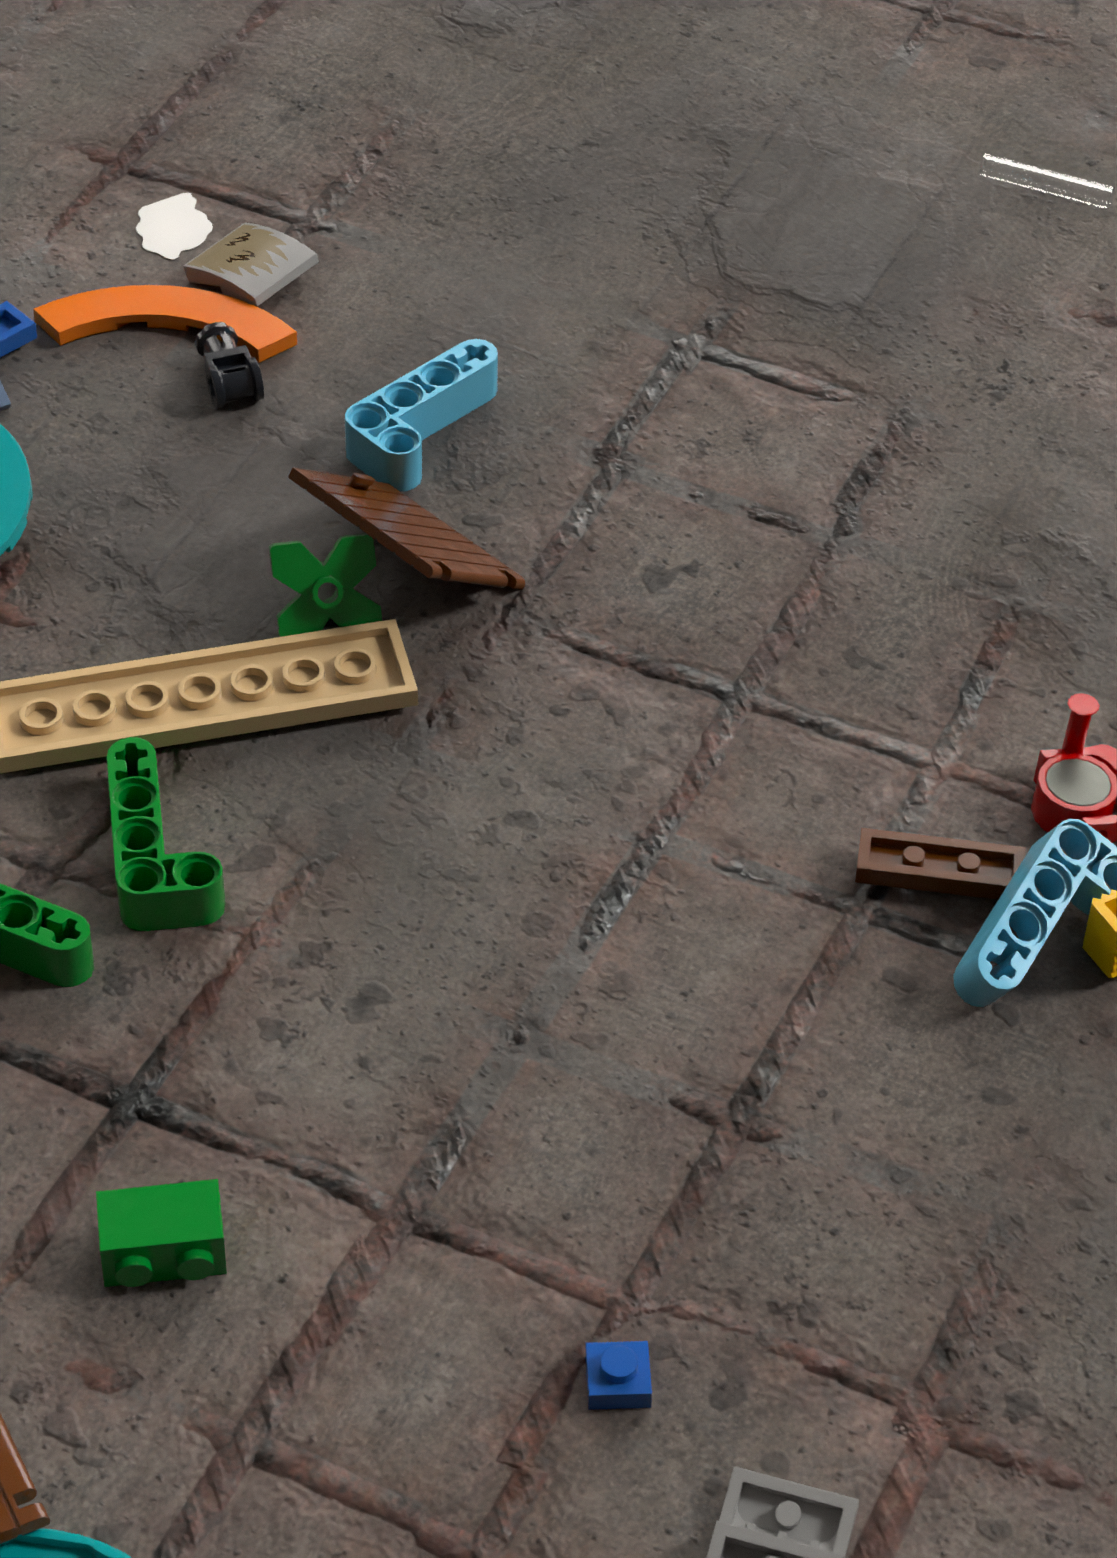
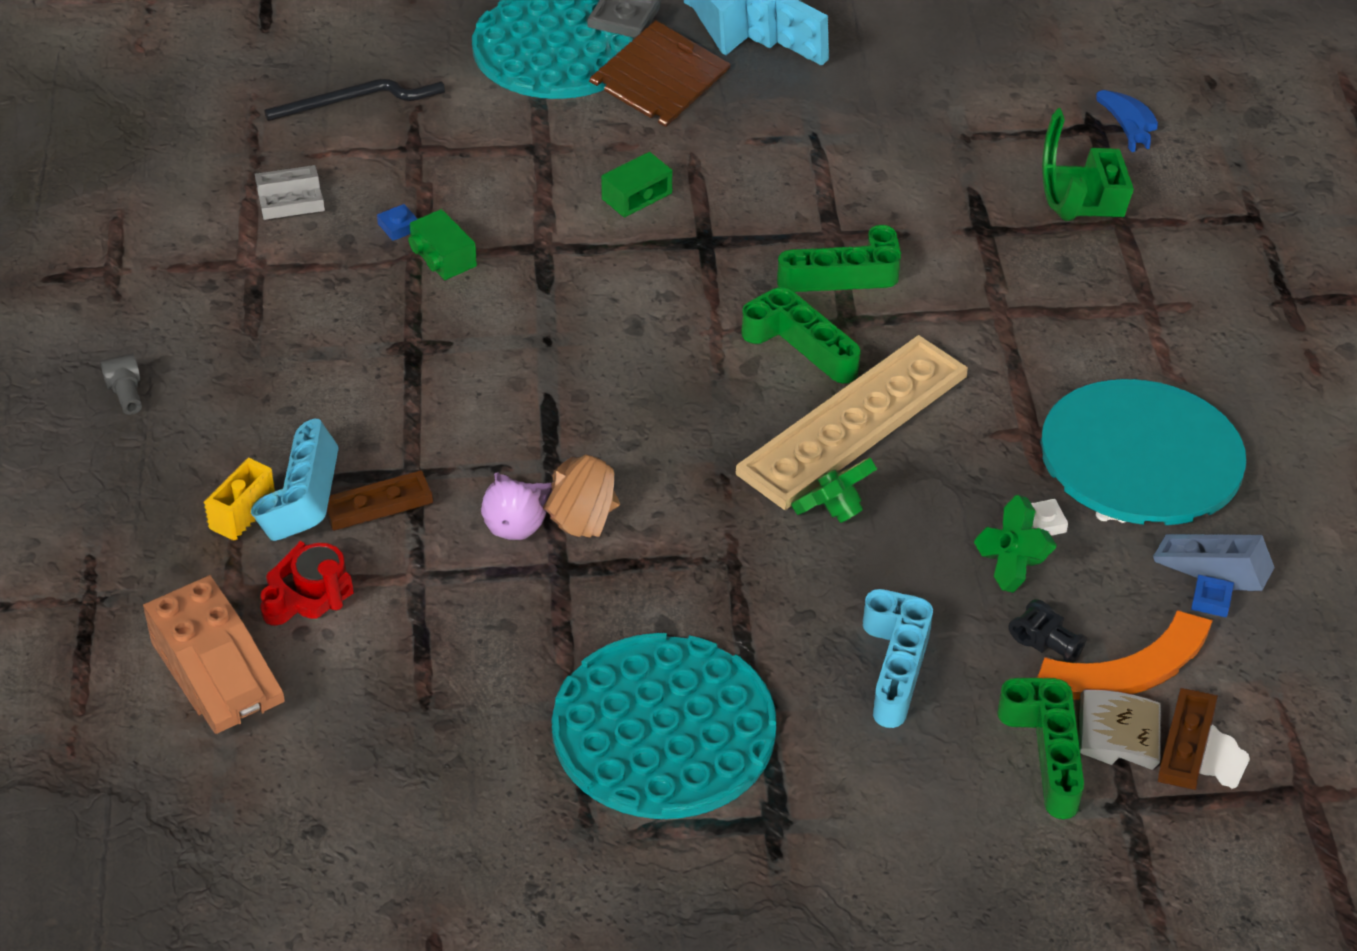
camera: 150 degrees right, 0 degrees up
(87, 491) = (1049, 517): none -> white plate
(172, 441) = (1015, 544): none -> green plant
(192, 226) = (1187, 739): none -> reddish brown plate
(321, 288) = (1050, 709): none -> green beam
(407, 529) = (819, 538): reddish brown door -> none
(581, 1261) = (442, 244): none -> green brick
(657, 729) = (582, 496): none -> medium nougat hair
(742, 474) = (663, 726): none -> teal tile
(755, 755) = (514, 507): none -> lavender piece

